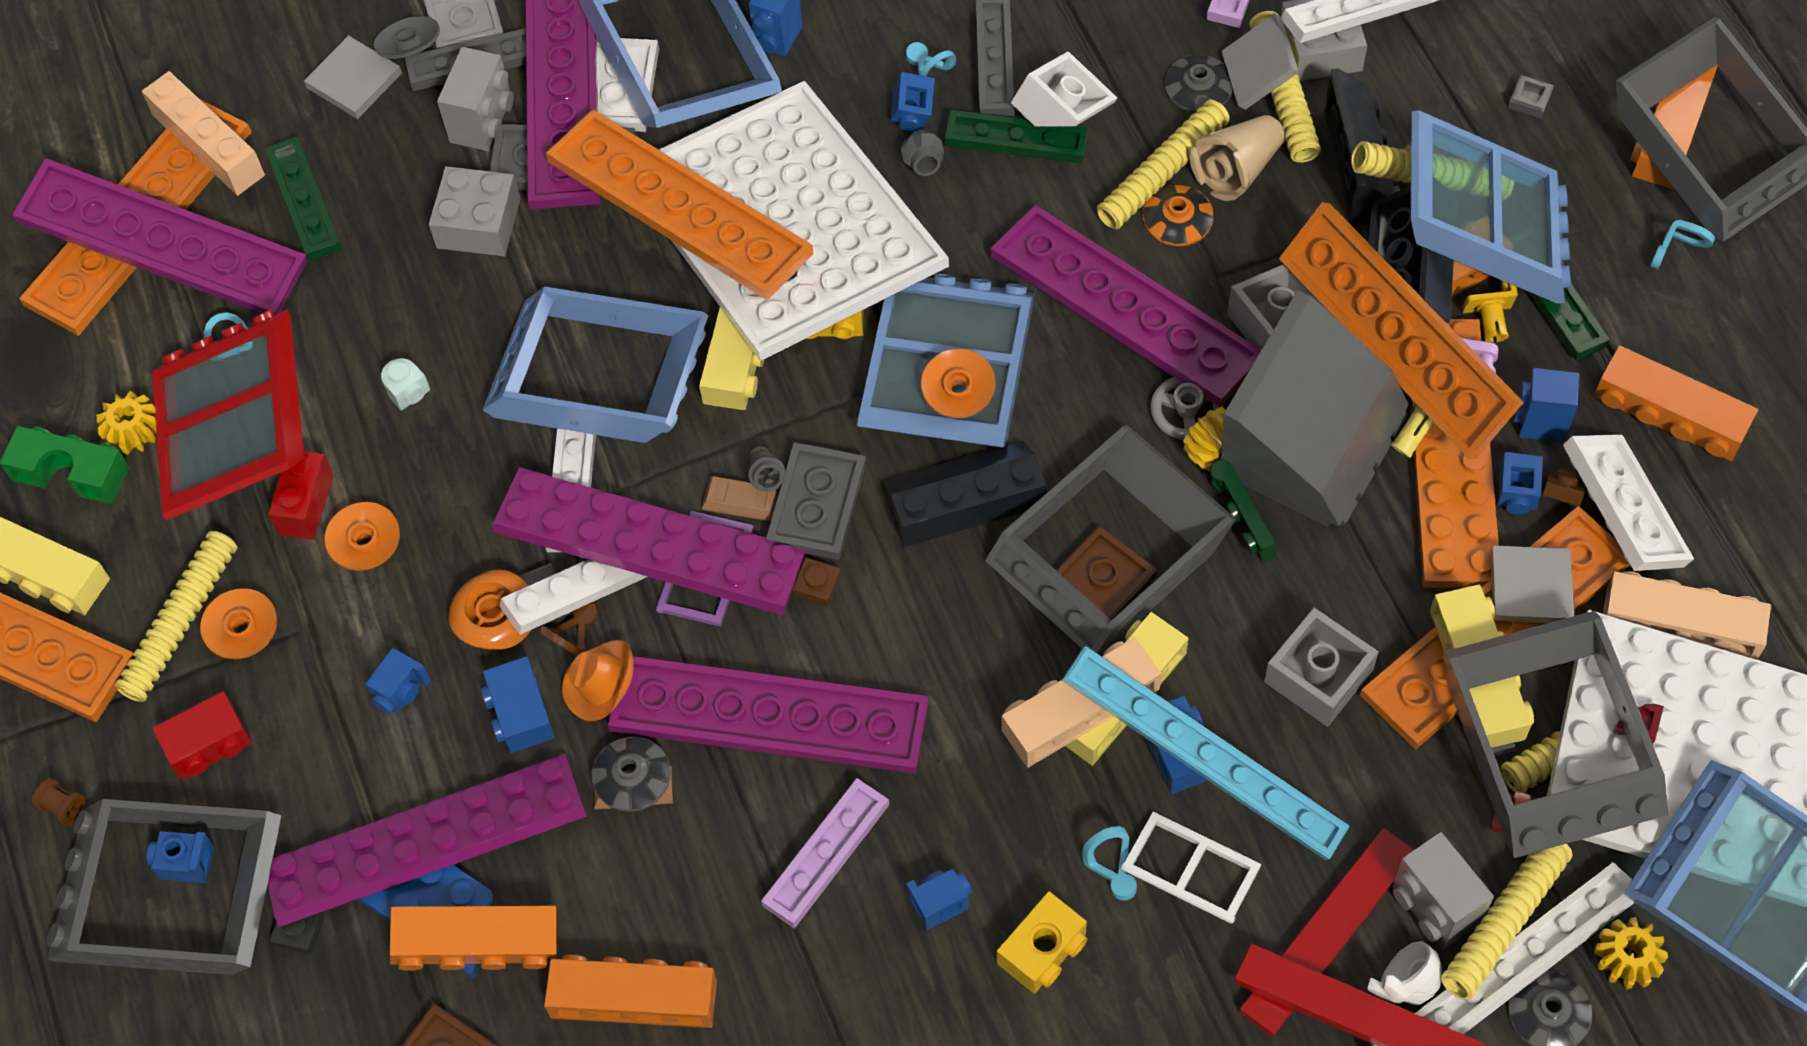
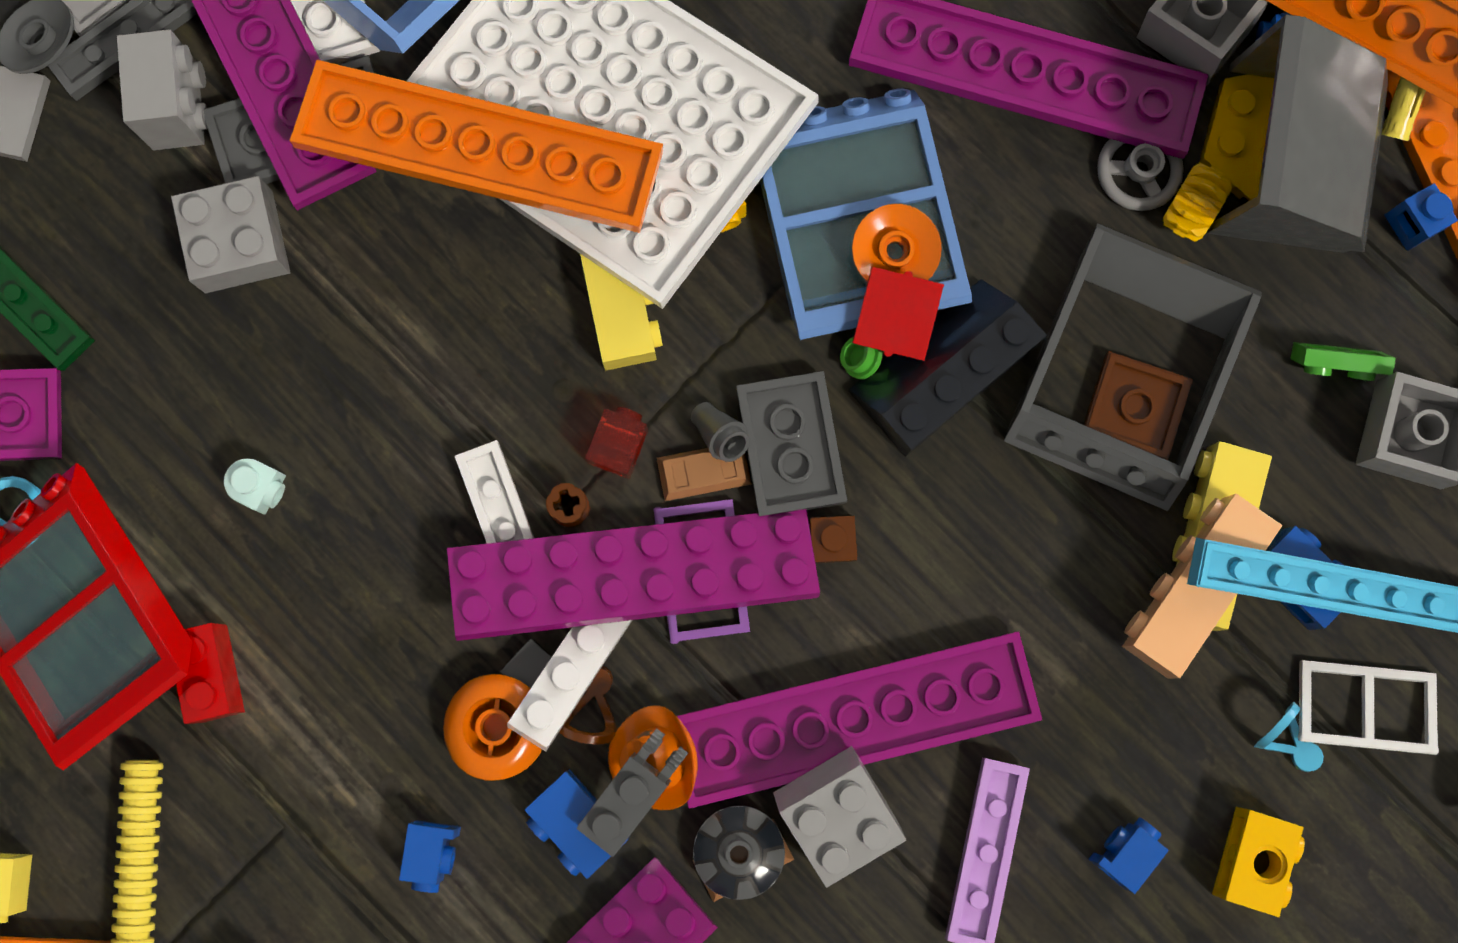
camera: 30 degrees left, 20 degrees up
(235, 610) = (191, 861): orange dish -> none
(358, 523) = (279, 694): orange dish -> none
(567, 681) = (629, 797): none -> dark grey hinge
(622, 479) = (556, 499): none -> reddish brown bush
(682, 324) = (562, 357): medium blue window -> none
(684, 450) = (617, 442): none -> clear red brick
(719, 769) = (838, 817): none -> light grey brick
(901, 458) = (860, 360): none -> bright green plate
(938, 429) = (898, 313): none -> red piece
(1239, 504) = (1256, 272): dark green plate -> none
(1269, 590) = (1358, 362): none -> bright green plate
(1397, 515) = (1430, 212): none -> blue brick

